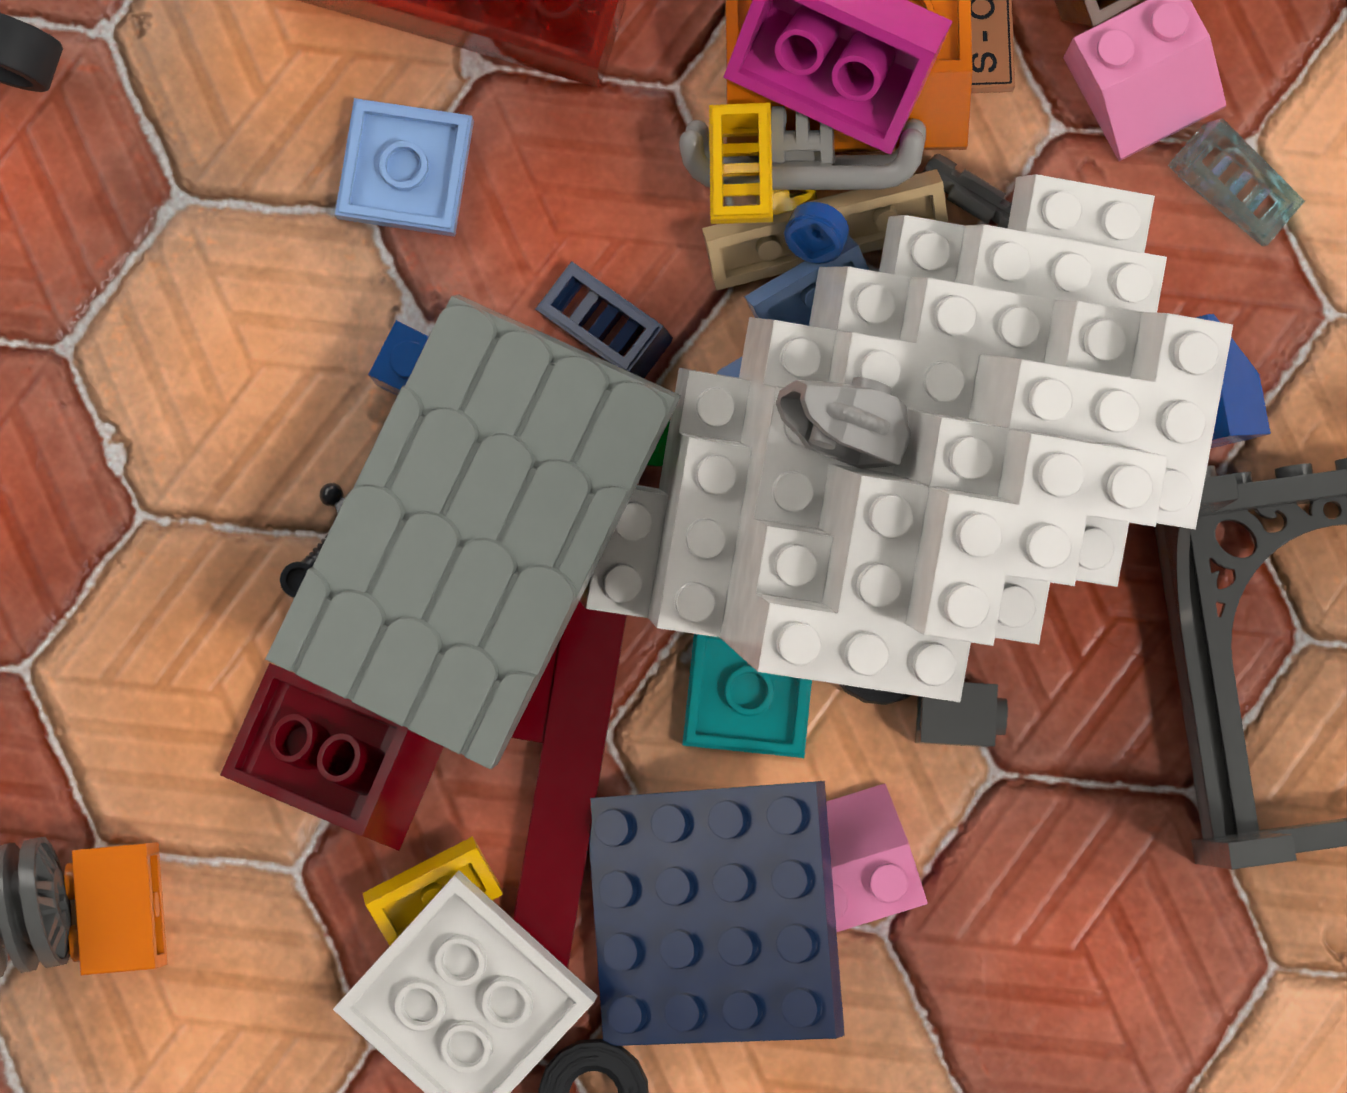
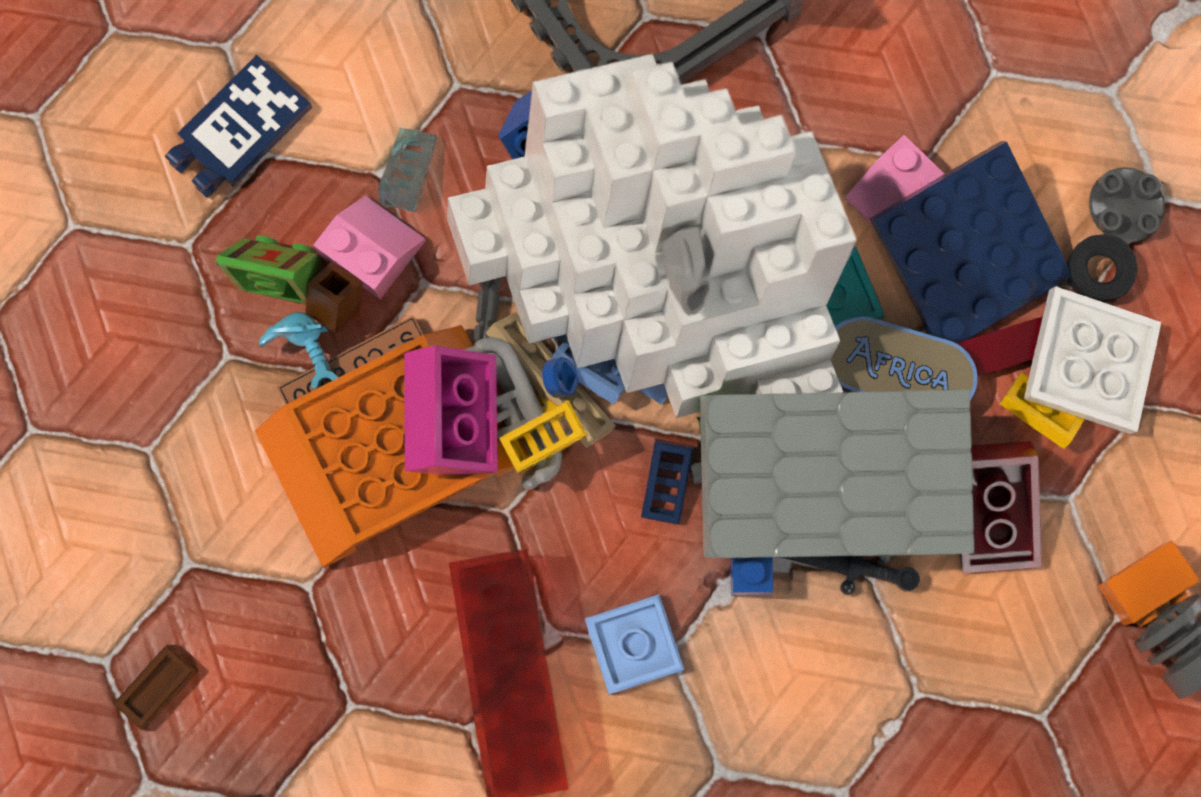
camera: 115 degrees left, 5 degrees down
(596, 723) = (896, 358): none -> dark tan tile

